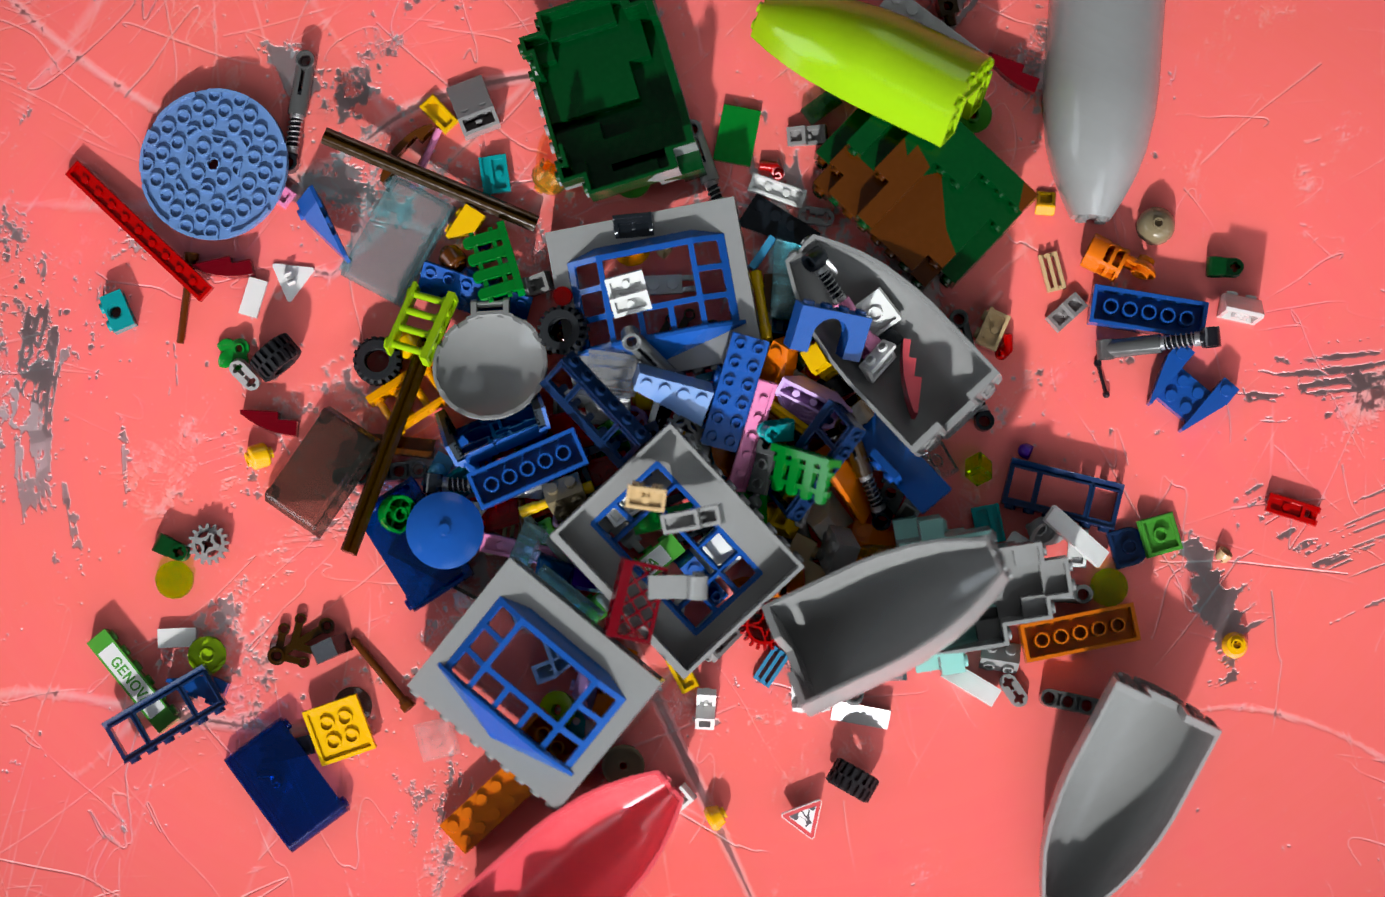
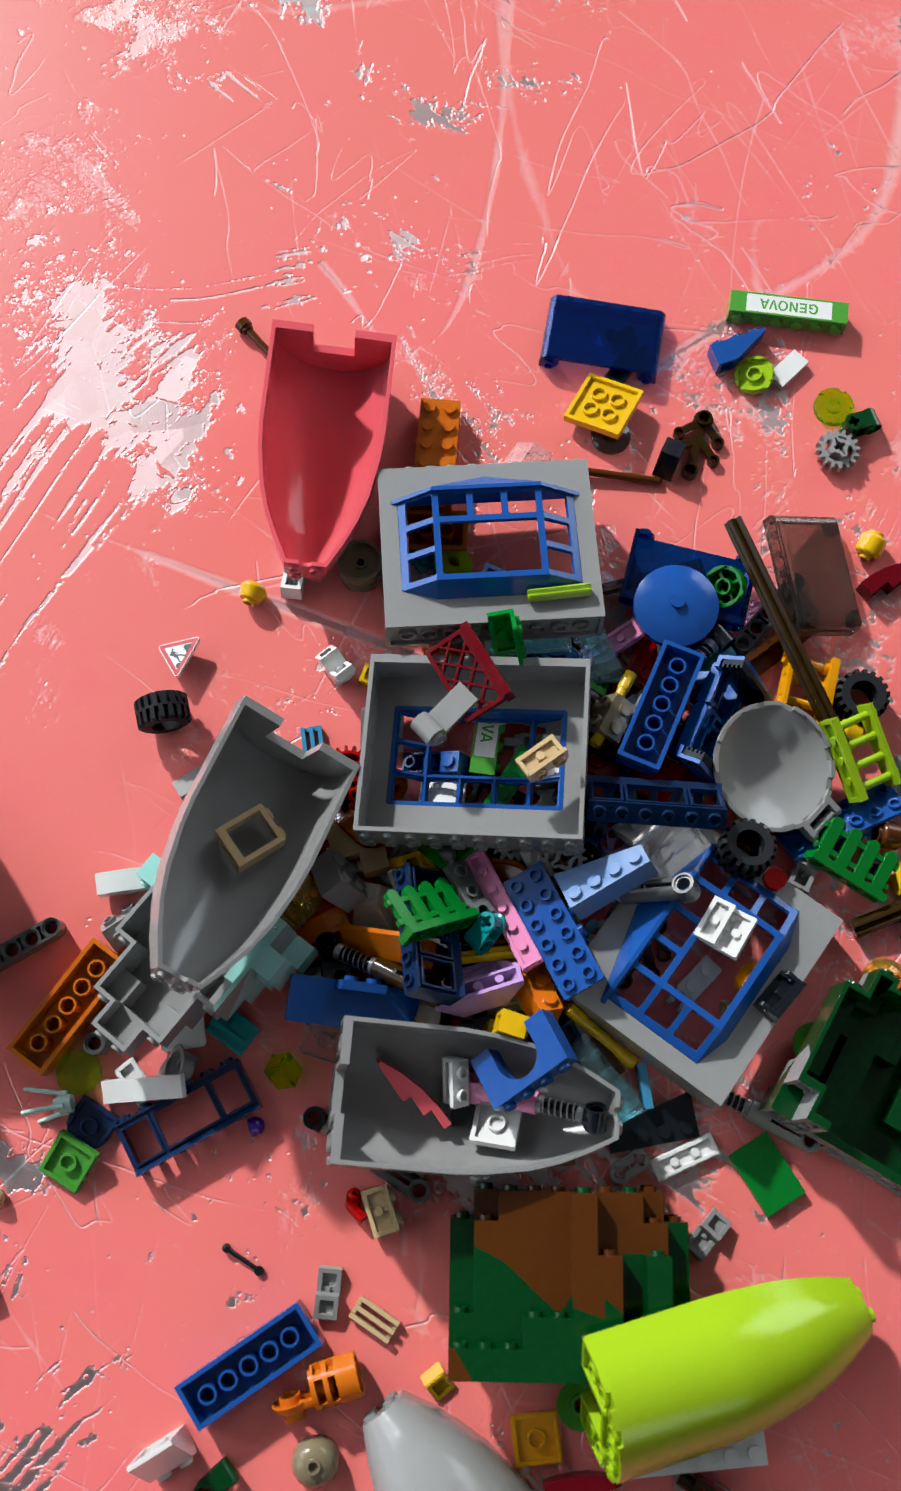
camera: 135 degrees right, 10 degrees down
(184, 727) = (729, 348): dark blue window -> none
(524, 601) = (559, 592): none -> lime axle
(589, 604) = (507, 634): none -> green bracket
(693, 519) = (484, 779): light grey slope -> none
(773, 167) = (707, 1175): red arm -> none
(820, 107) = (720, 1272): clear green plate -> none
(892, 626) = (230, 849): none -> tan window
(1009, 693) = (89, 913): light grey beam -> none
(1015, 120) = (536, 1438): none -> light orange tile
(1135, 573) = (63, 1104): none -> light aqua plant
(1151, 344) = (215, 1342): piece -> none
(1184, 394) = (149, 1317): blue wedge -> none

